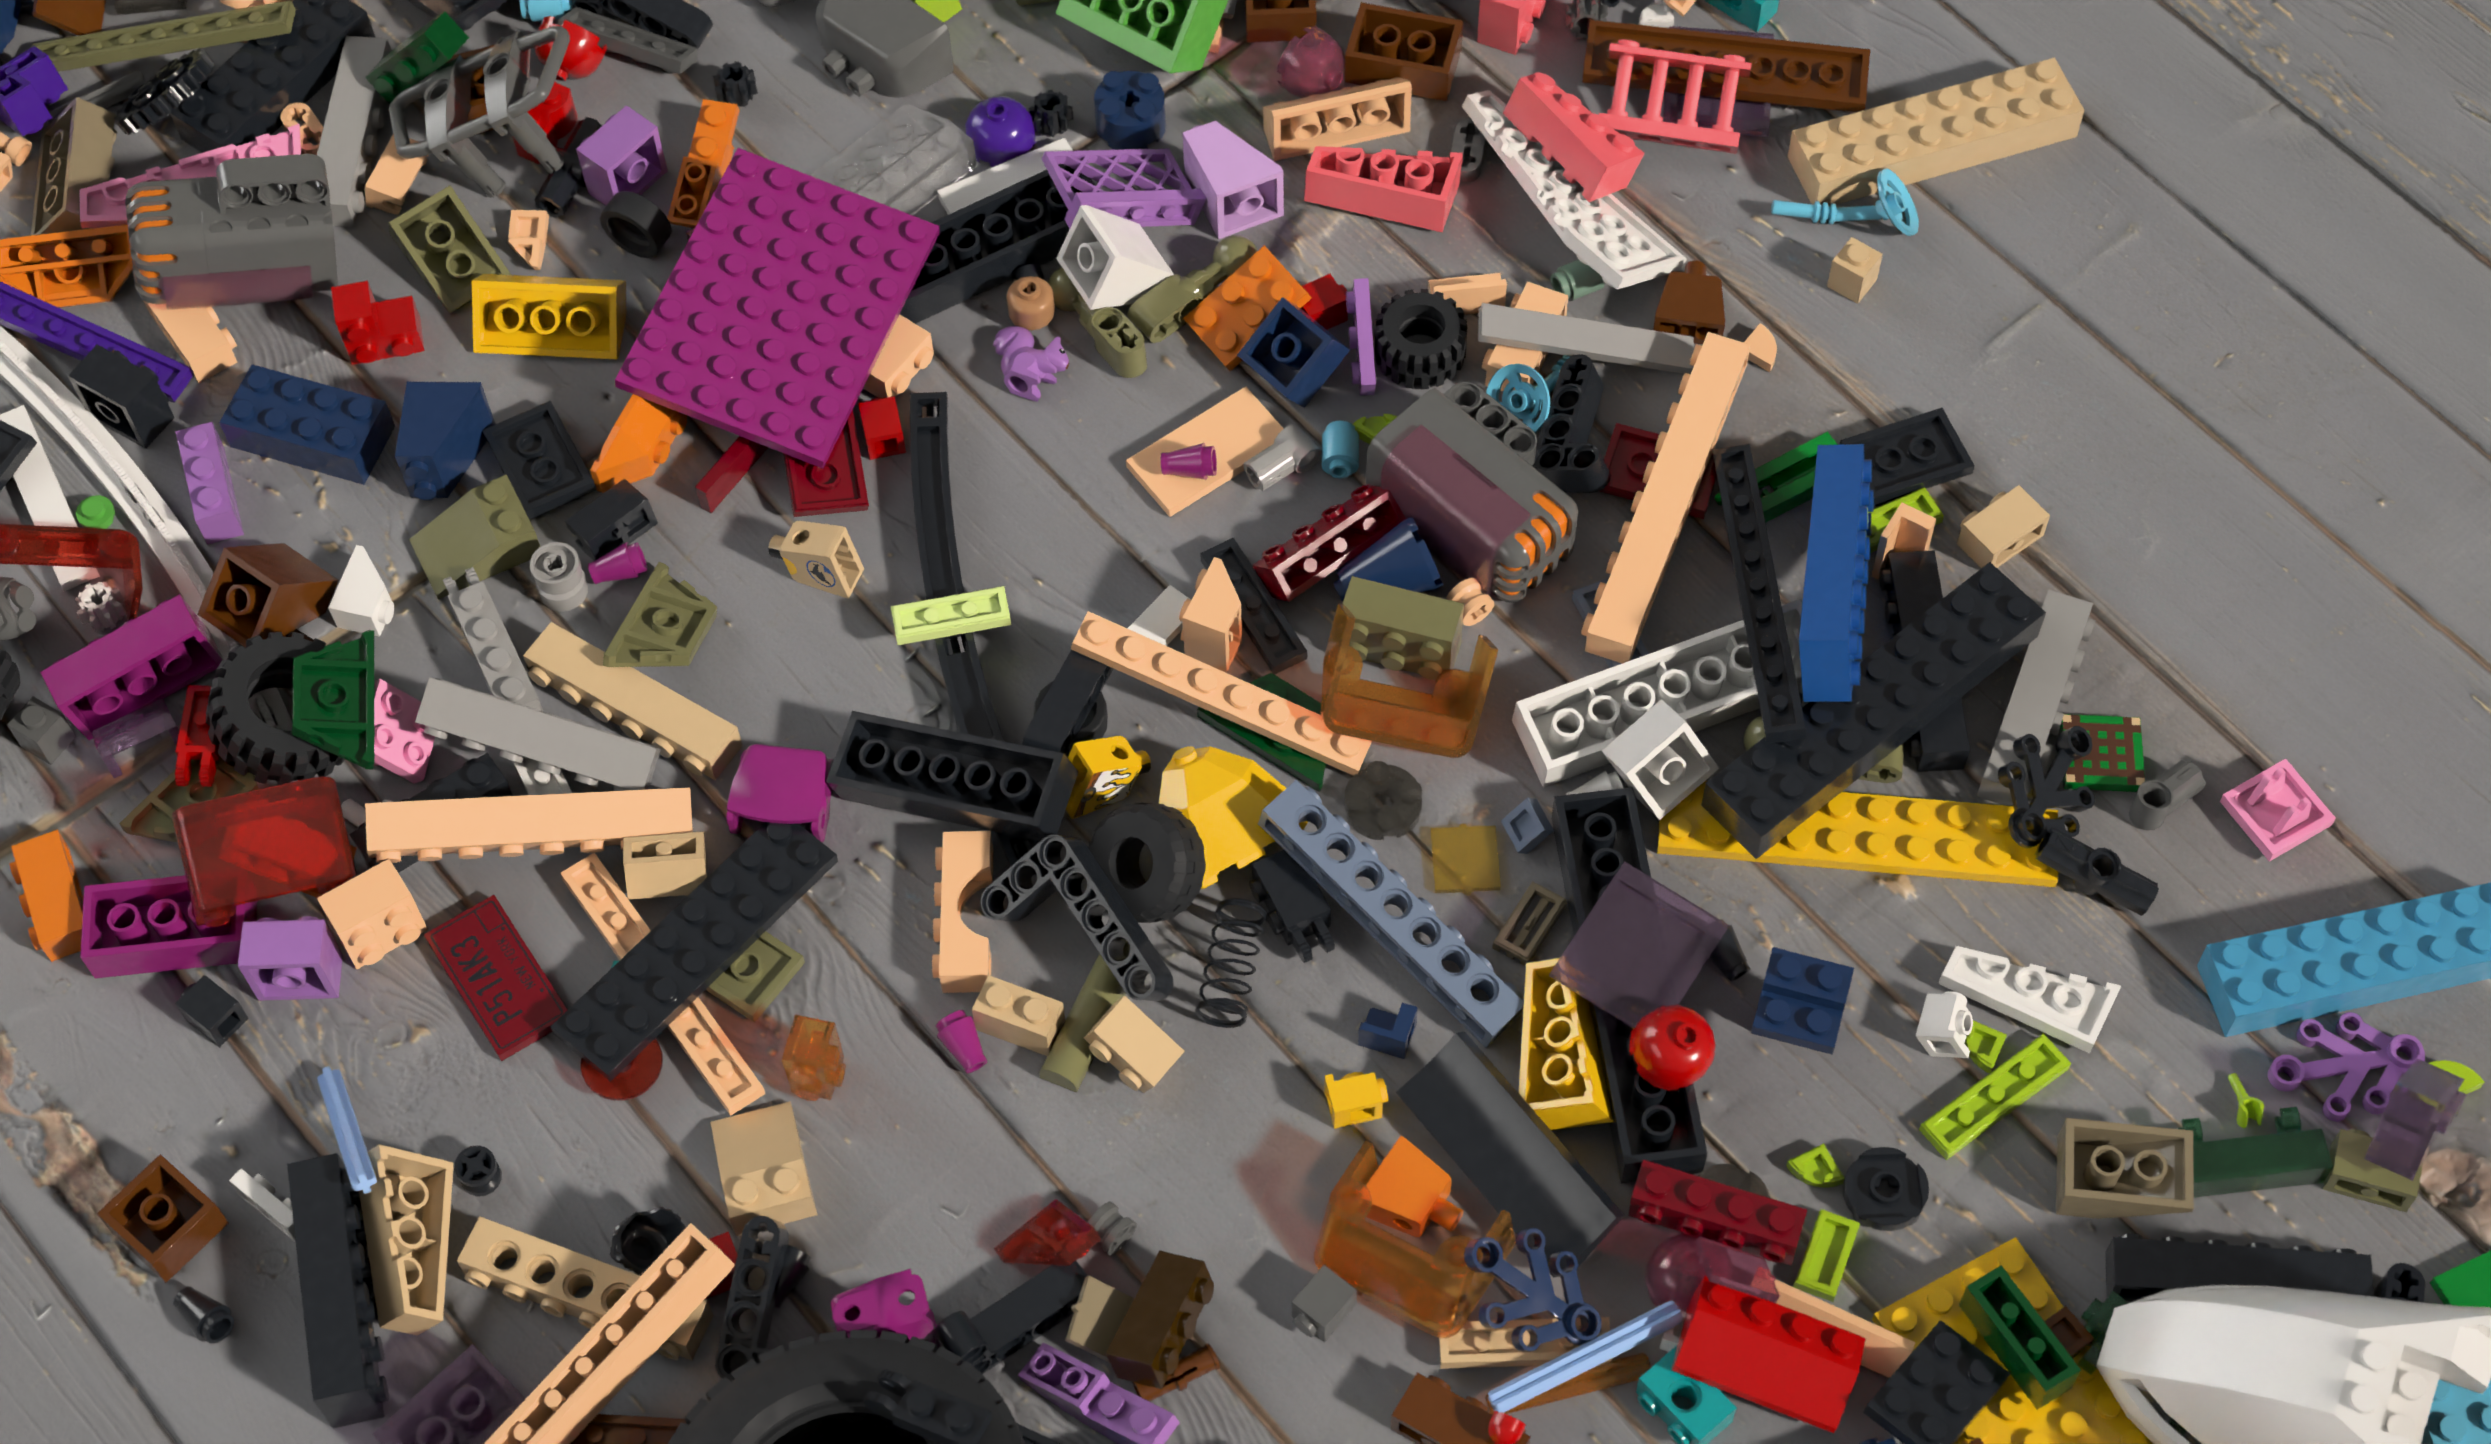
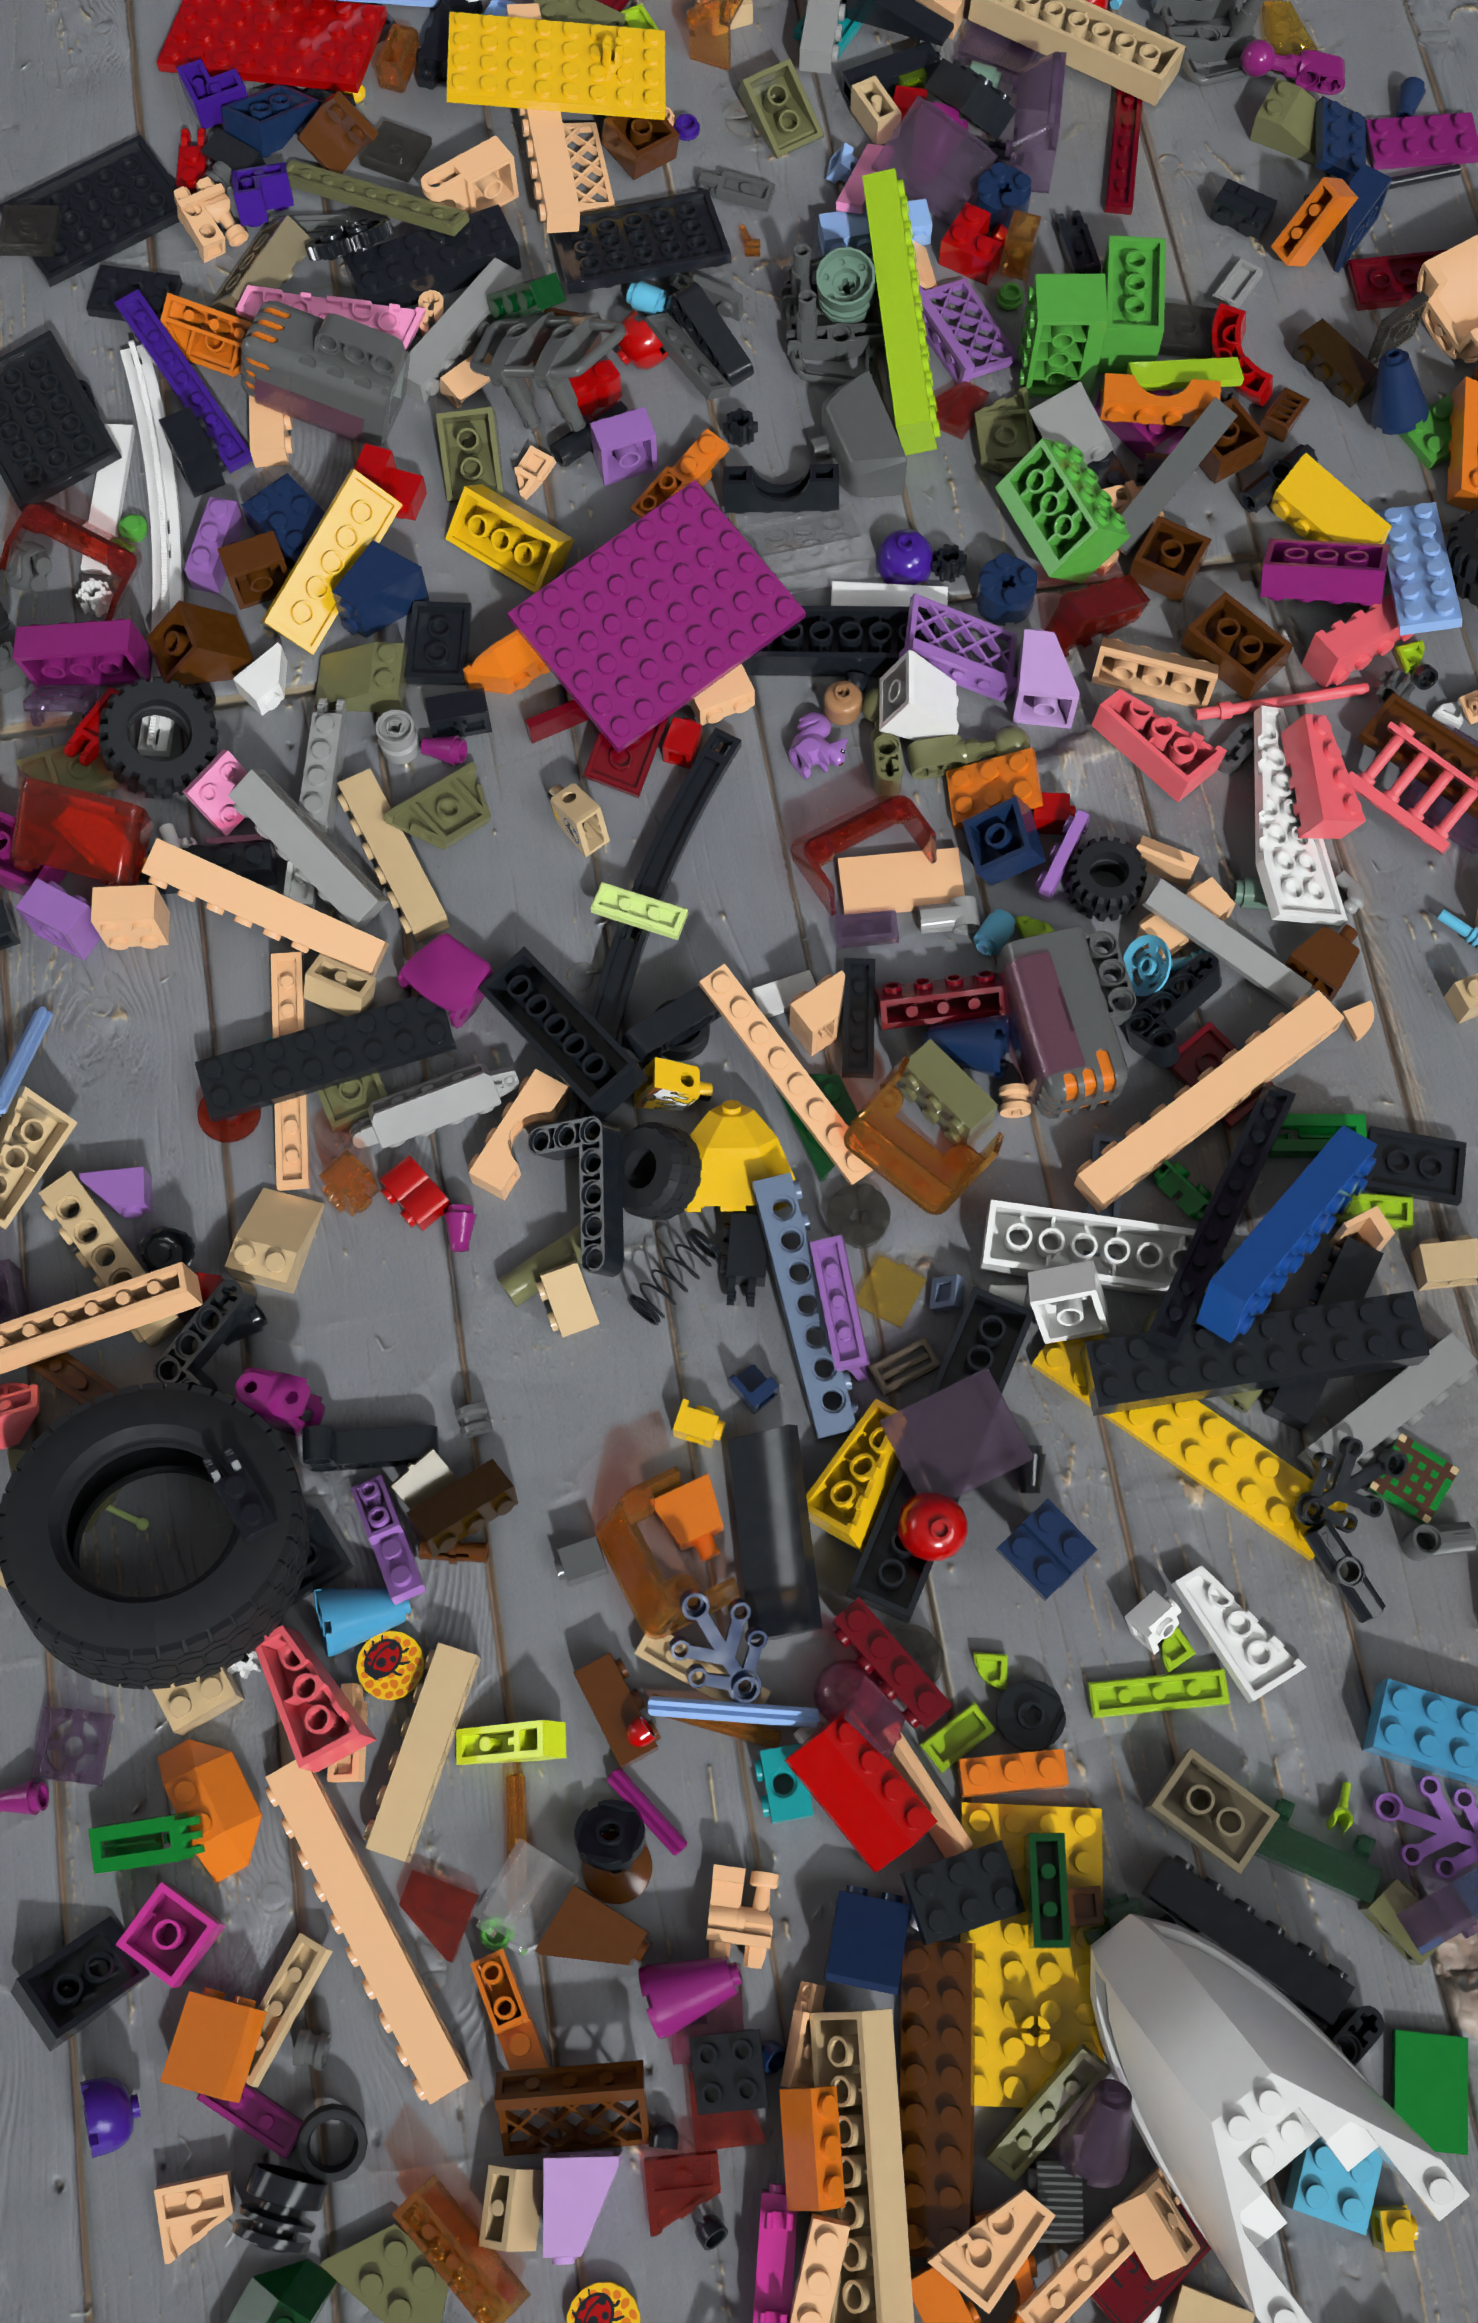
camera: 30 degrees right, 10 degrees up
(280, 482) = (254, 568): none -> reddish brown brick
(337, 699) = (187, 750): dark green wing -> none
(370, 388) = (352, 521): none -> yellow plate
(442, 771) = (234, 838): none -> clear pink piece
(475, 1161) = (89, 1129): black wheel -> none
(497, 977) = (189, 1004): dark red tile -> none
(549, 1210) = (123, 1190): none -> medium lavender slope
(635, 224) = (604, 500): black tyre -> none
(851, 931) = (433, 1105): none -> light grey hinge
(861, 107) = (748, 492): none -> black arch
(889, 1033) = (414, 1193): none -> red brick
(1018, 1015) = (506, 1230): tan brick -> none
(1049, 1238) = (428, 1404): clear red wing -> none
(1101, 458) = (820, 845): none -> clear red windscreen
(1192, 462) = (879, 885): magenta cone -> none
(1203, 514) = (866, 929): none -> clear purple plate
(1239, 83) = (1096, 610): none -> clear red wedge
(1311, 64) = (1159, 621): clear pink cylinder -> none
(1433, 118) = (1226, 709): none -> coral bar
(1436, 885) = (840, 1306): none -> medium lavender fence
(1674, 228) = (1353, 890): none -> light grey arm
(1712, 599) = (1176, 1180): none -> green hinge
(1905, 1253) = (1012, 1773): none -> orange brick

